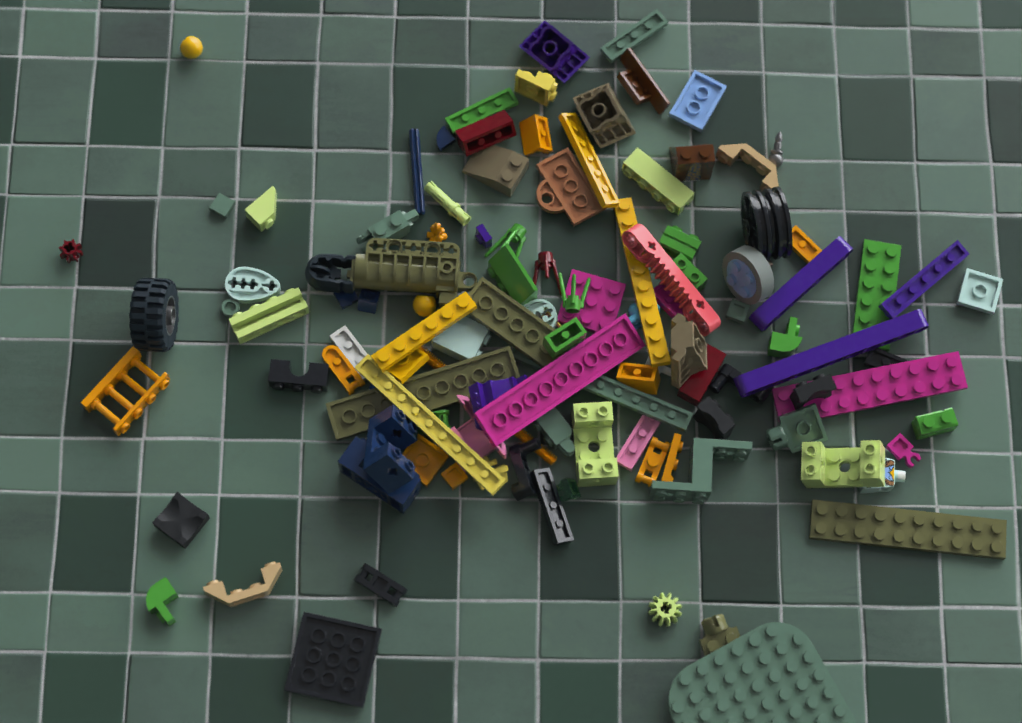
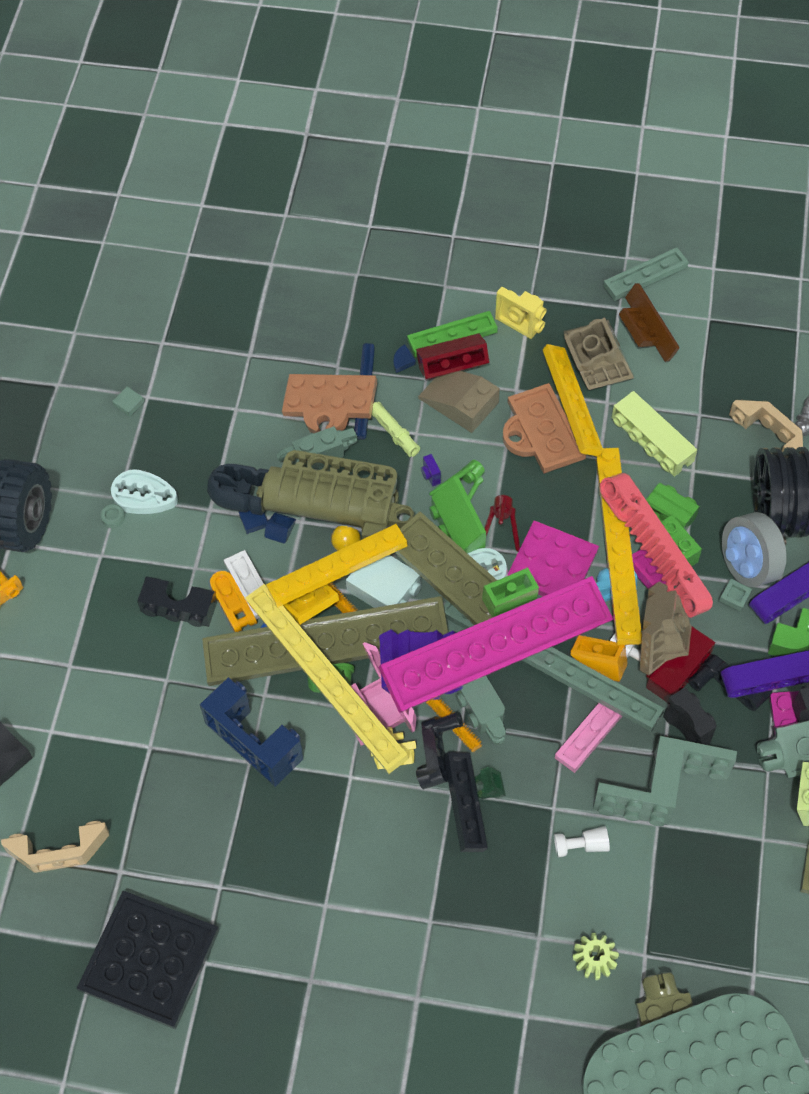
camera: 15 degrees right, 10 degrees down
(191, 47) = (129, 231): yellow piece -> none
(263, 210) = (174, 410): yellowish green slope -> none
(269, 315) = (155, 528): yellowish green brick -> none
(380, 584) = (228, 871): black plate -> none
(386, 438) = (263, 692): dark blue plate -> none
(389, 183) = (329, 399): none -> nougat plate
(426, 458) = (312, 720): light orange plate -> none
(437, 233) = (375, 457): light orange plant -> none
(454, 476) = (347, 747): light orange plate -> none
(535, 135) = (512, 366): light orange panel -> none
(554, 51) = (549, 278): dark purple slope -> none
(573, 303) = (528, 556): bright green plant -> none
(590, 425) = (532, 708): yellowish green plate -> none
(651, 523) = (592, 840): none -> white piece
(652, 461) = (604, 764): light orange plate -> none
(672, 462) = (628, 767): light orange plate -> none
(692, 162) = (699, 414): reddish brown slope -> none
(697, 101) = (713, 351): light blue plate -> none

